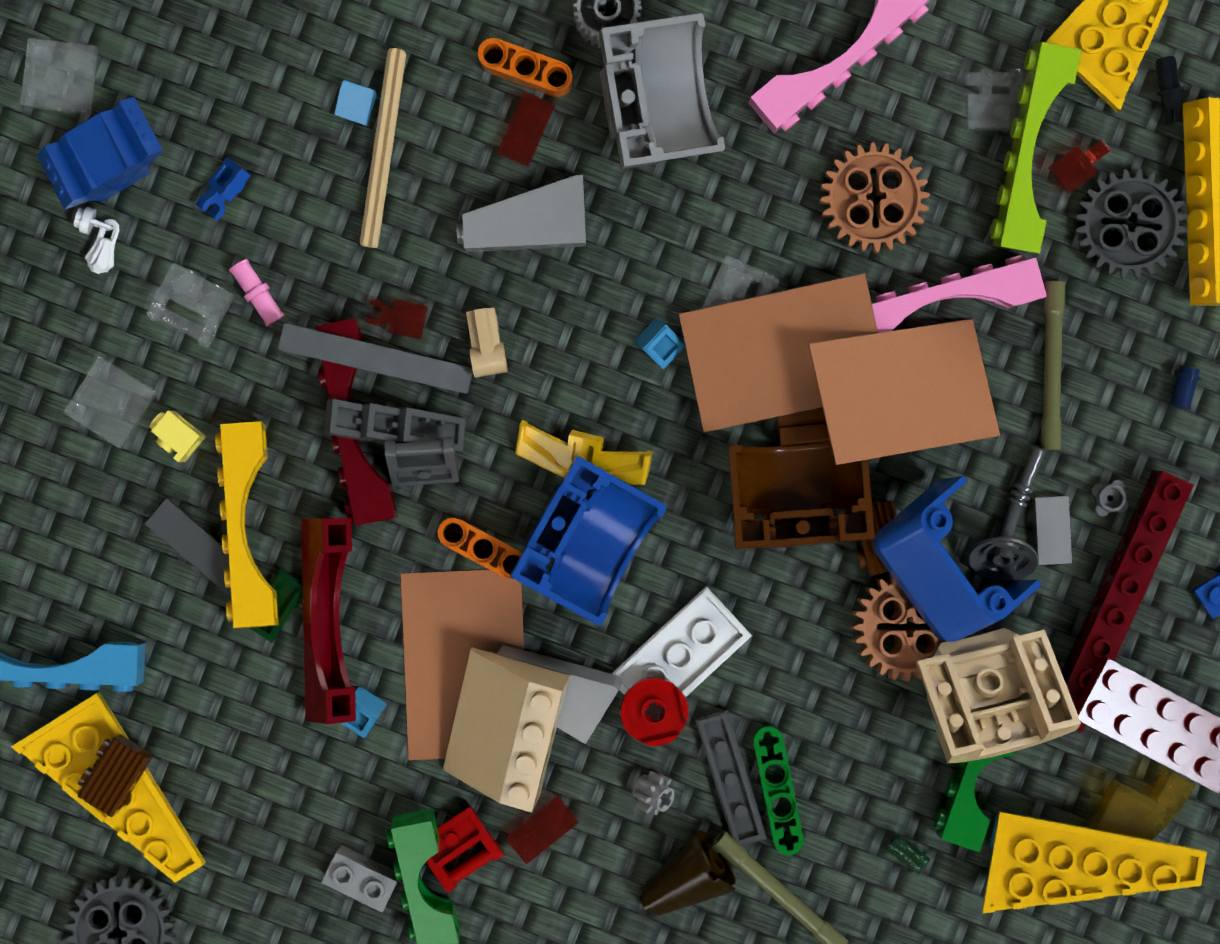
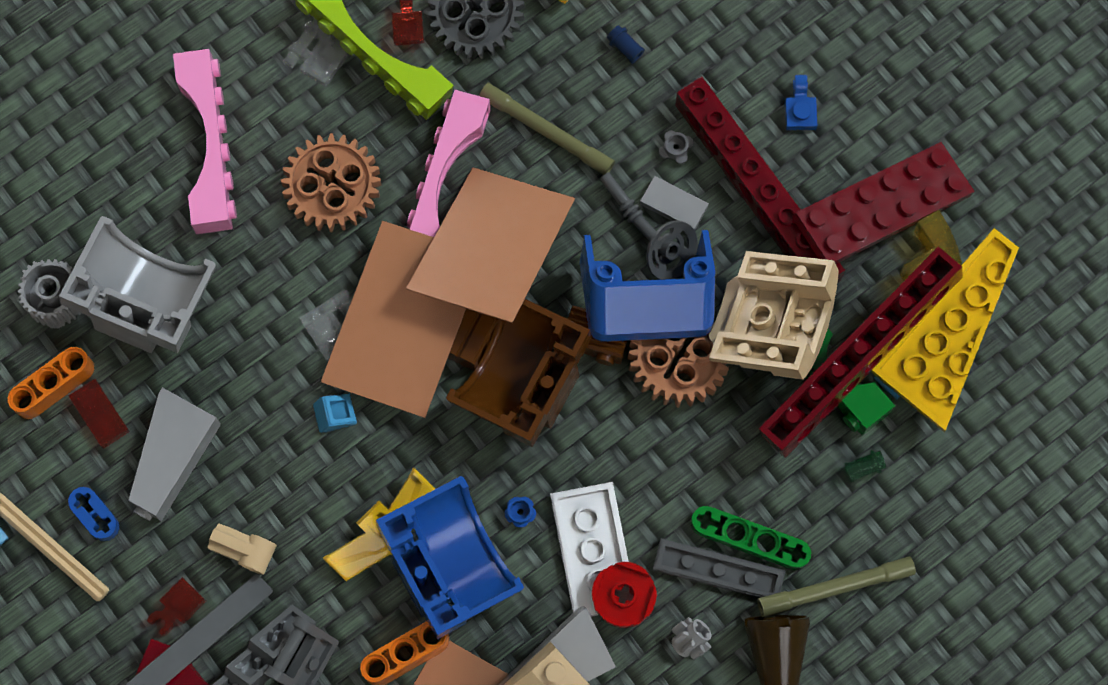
camera: 50 degrees left, 15 degrees down
(426, 185) = (87, 518): none -> blue beam
(682, 572) = (514, 505): none -> blue plate
(1011, 799) = (861, 352): none -> dark red brick

